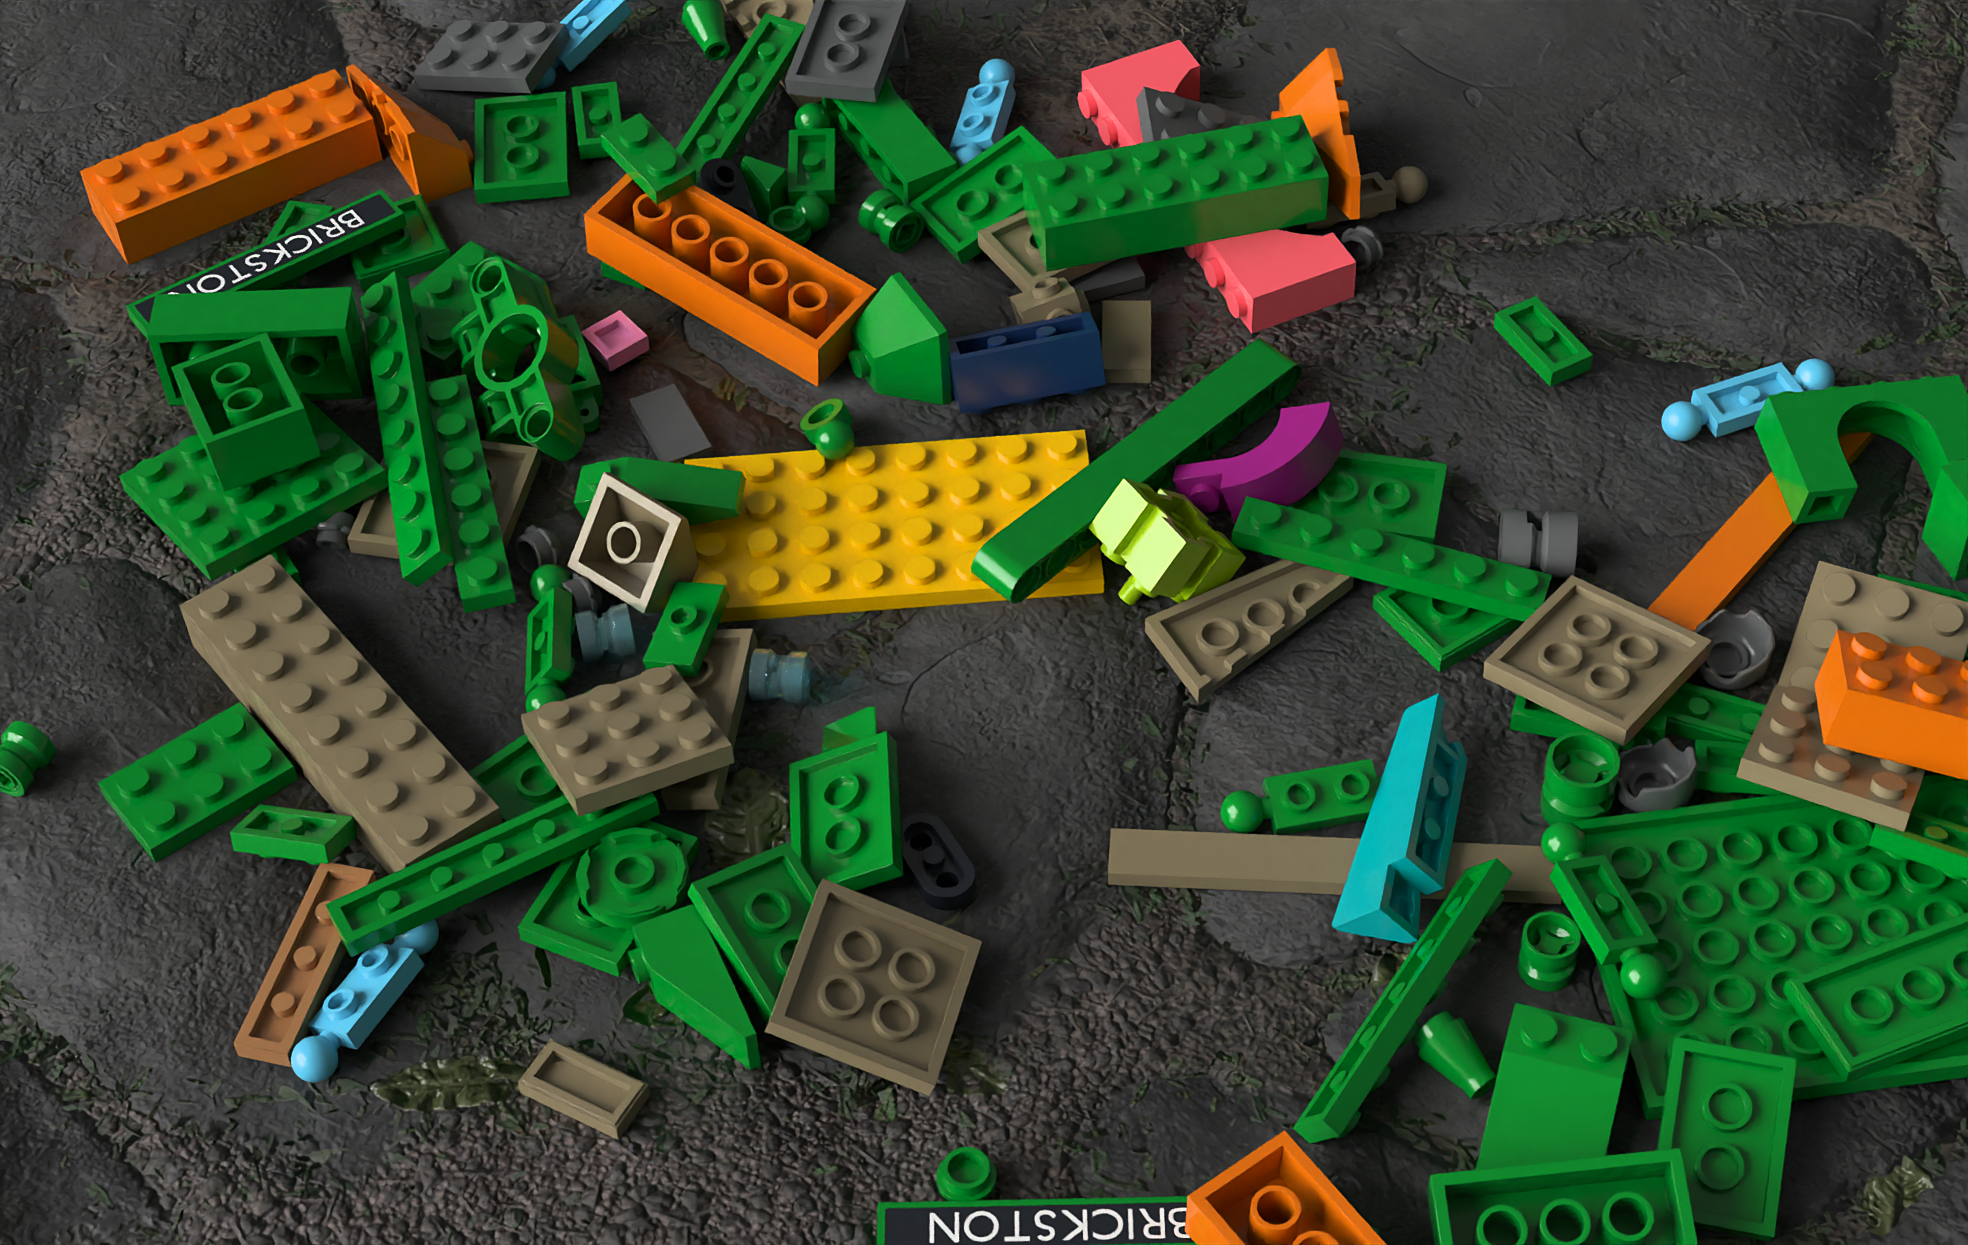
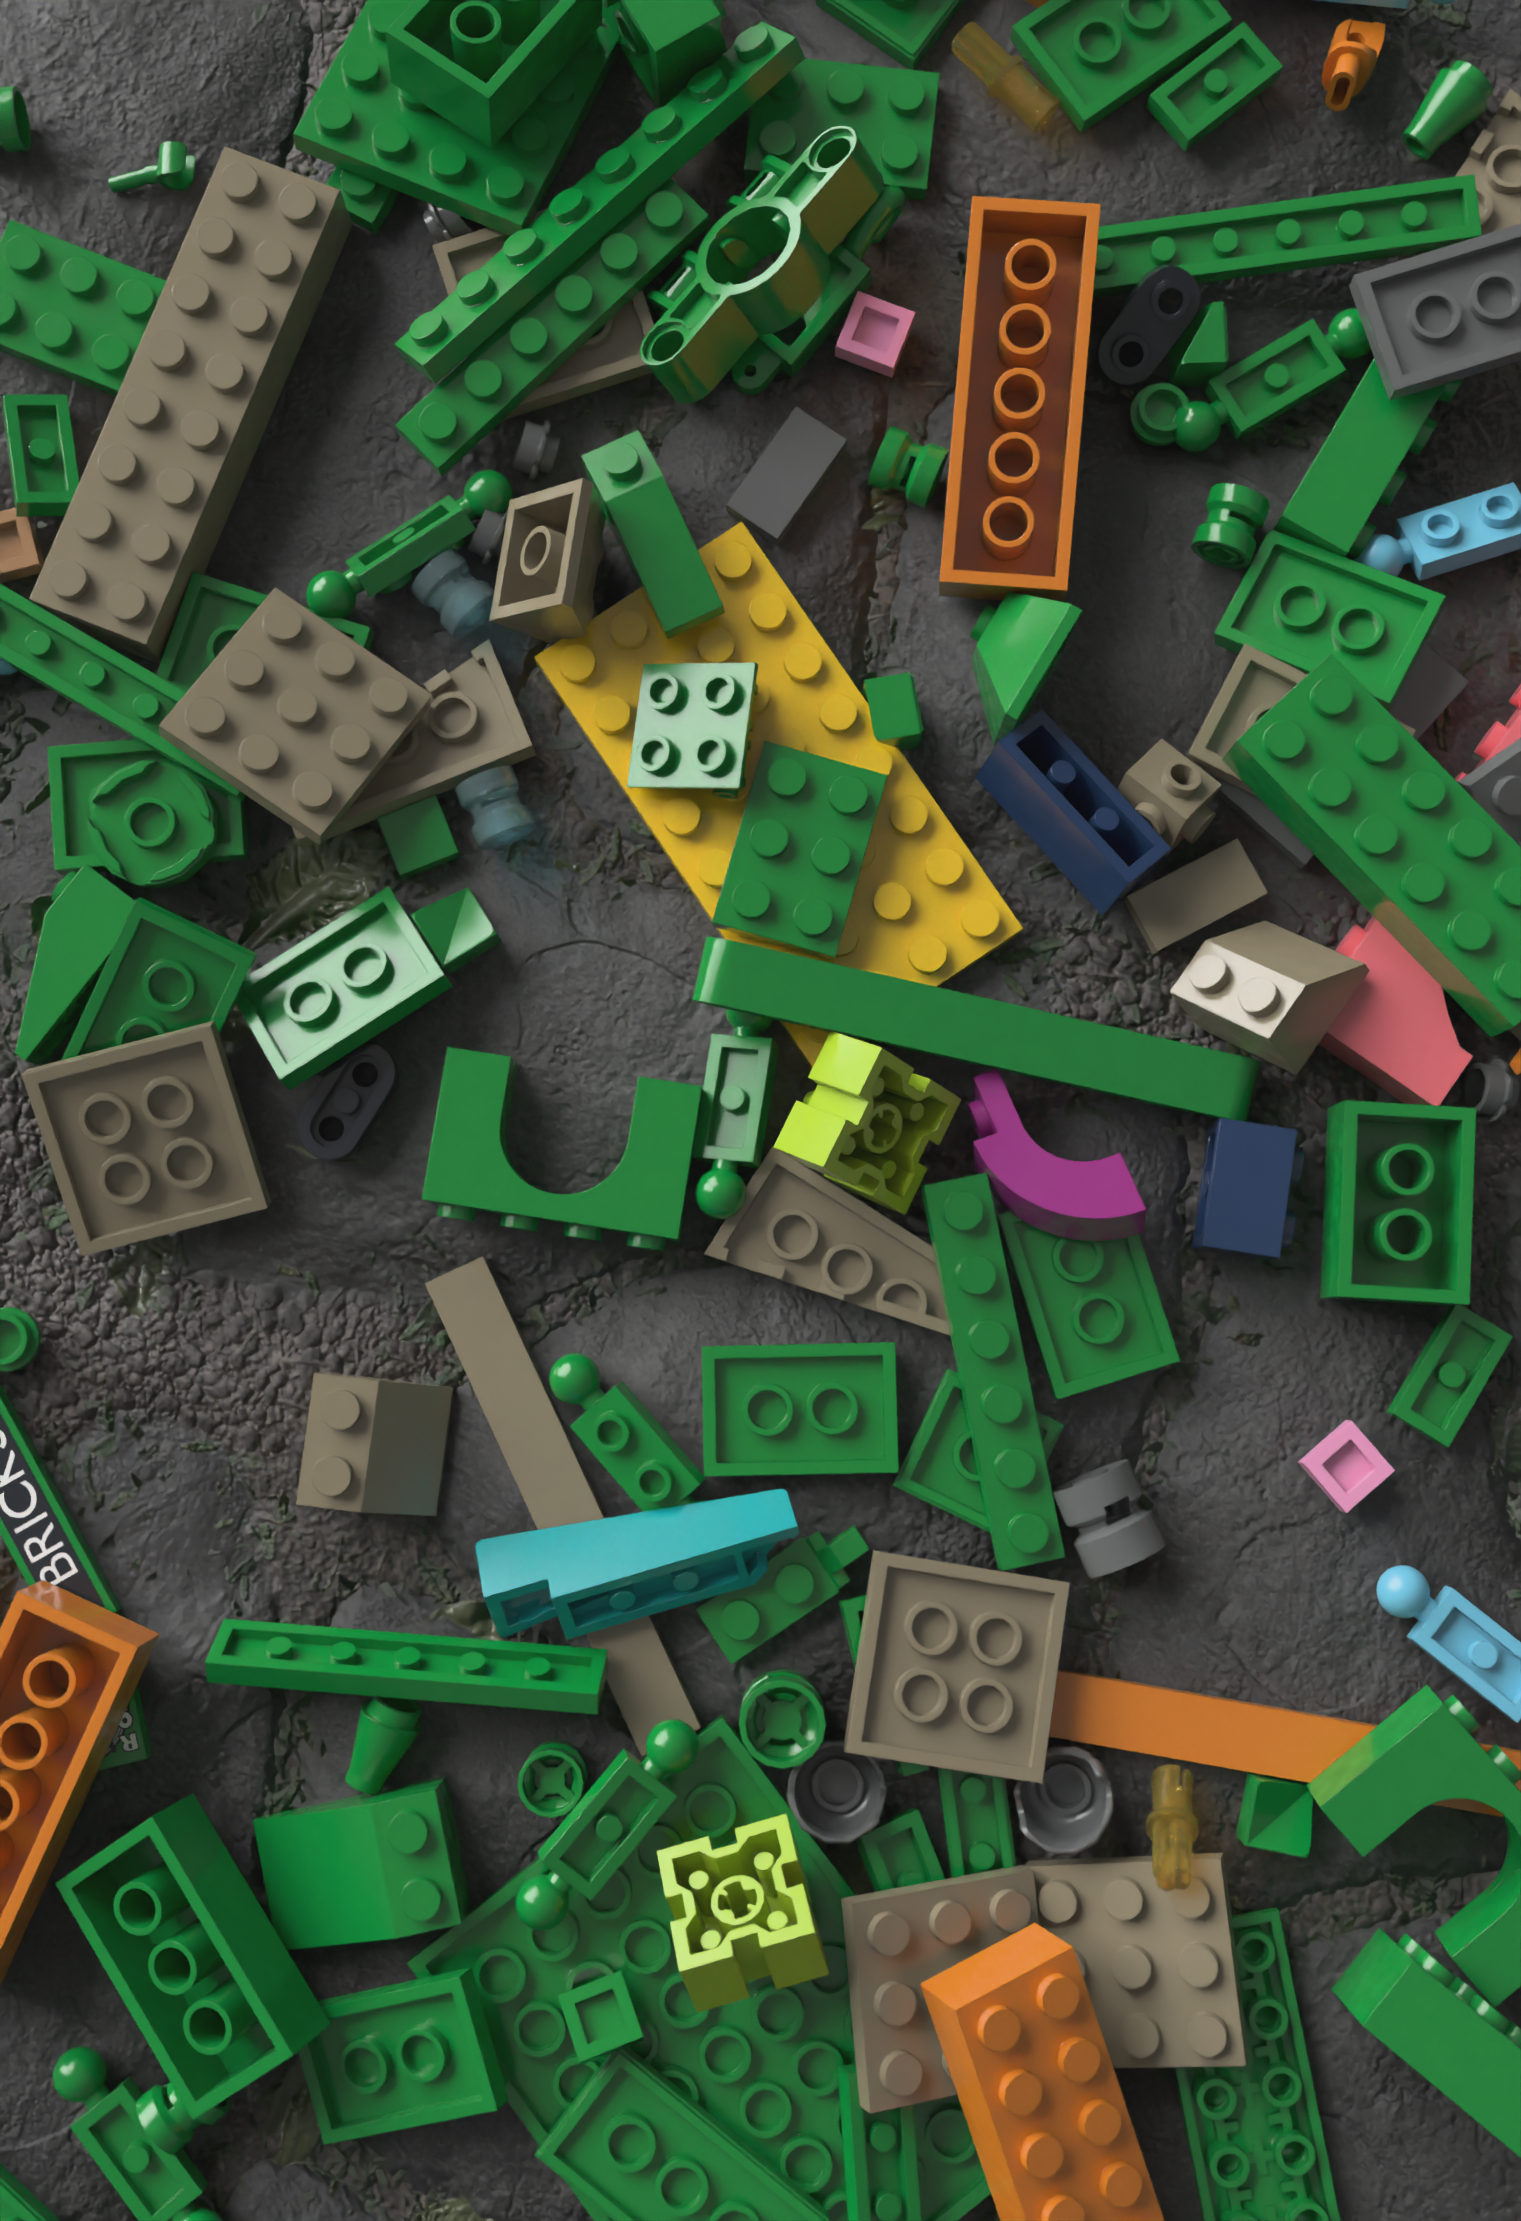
camera: 60 degrees right, 35 degrees up
(151, 674) = (173, 170): none -> green hand
(501, 211) = (1005, 76): none -> clear yellow axle
(640, 56) = (1351, 61): none -> orange piece
(648, 158) = (1091, 213): green plate -> none
(687, 627) = (494, 677): green plate -> none
(720, 357) = (908, 466): none -> green wheel
(764, 739) = (419, 837): none -> green tile
(814, 524) = (693, 727): none -> hinge
(829, 428) = (872, 643): green plate -> none
(882, 424) = (894, 710): none -> green slope
(937, 508) = (799, 850): none -> green plate
(1048, 800) = (474, 1171): none -> green arch
(1102, 630) = (733, 1112): none -> green plate
(1208, 962) = (374, 1445): none -> dark tan slope
(1223, 314) = (1268, 991): none -> dark tan slope
(1349, 689) = (799, 1409): none -> green plate
(1360, 387) = (1247, 1189): none -> dark blue brick
(1408, 310) = (1398, 1203): none -> green brick
(1489, 779) = (792, 1586): none -> green hinge
(1575, 415) = (1346, 1466): none -> bright pink plate
(1715, 828) = (741, 1913): none -> lime brick
(1756, 976) = (600, 2017): none -> green plate
(1783, 588) = (1172, 1827): none -> clear yellow axle
(1802, 548) = (1276, 1815): none -> green slope

